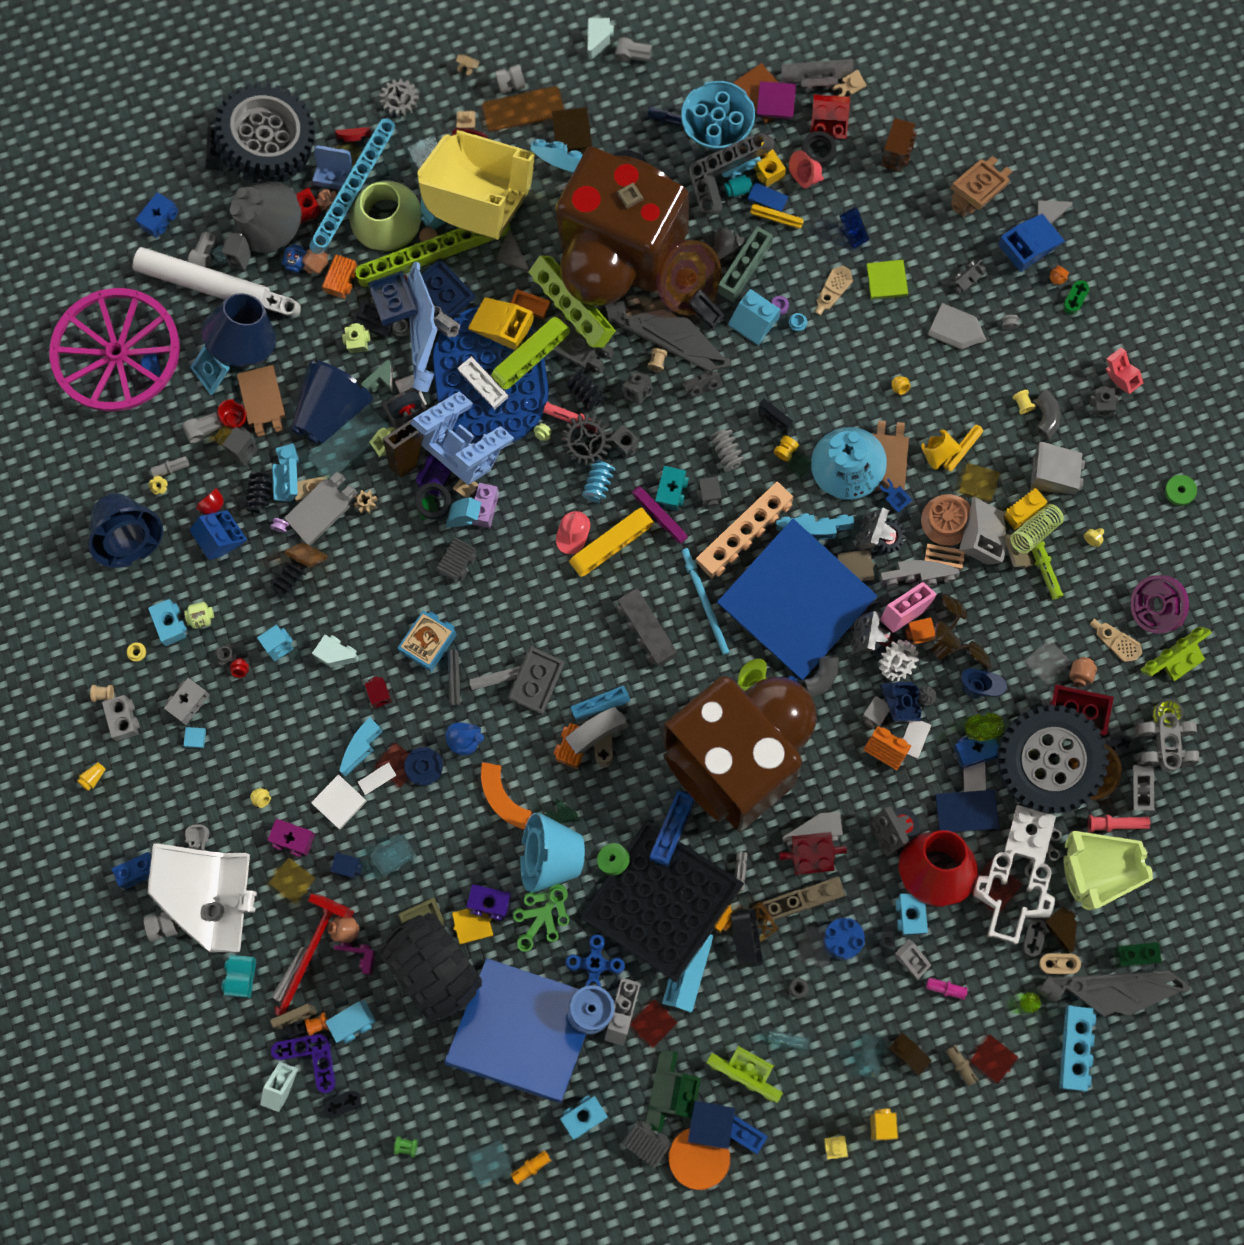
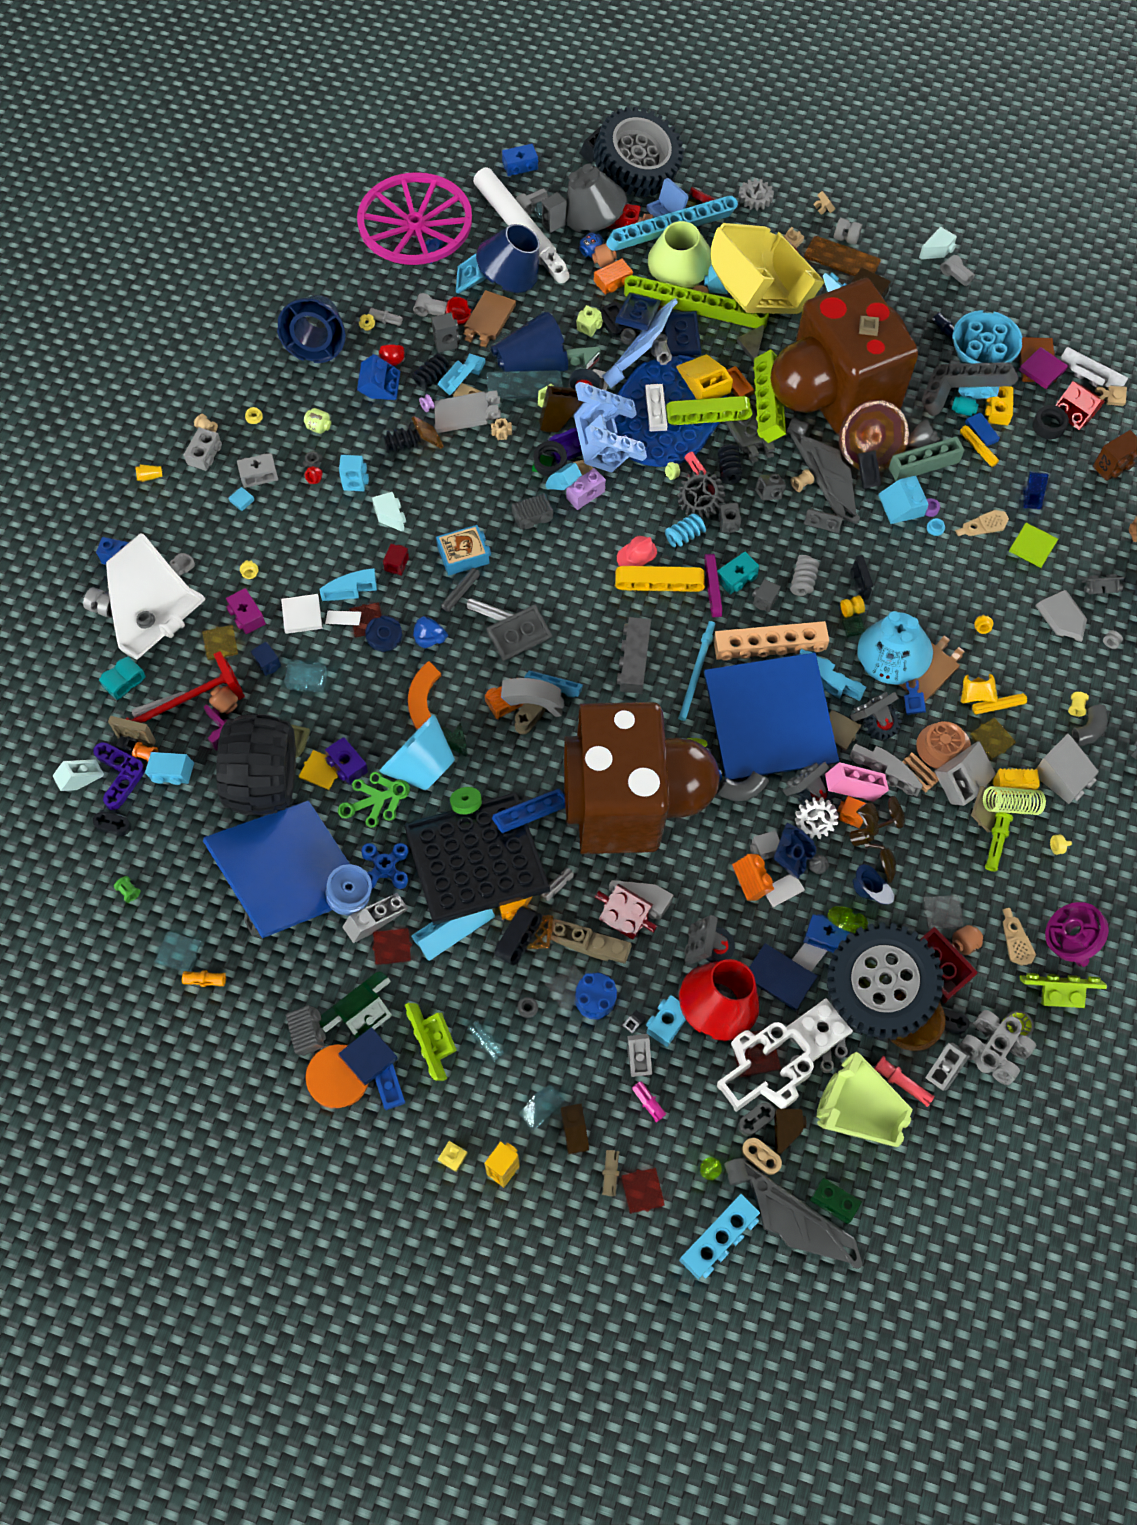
camera: 30 degrees right, 10 degrees down
(160, 614) = (292, 411): medium azure brick -> none
(578, 1128) = (284, 980): medium azure brick -> none
(804, 169) = (1028, 427): coral piece -> none

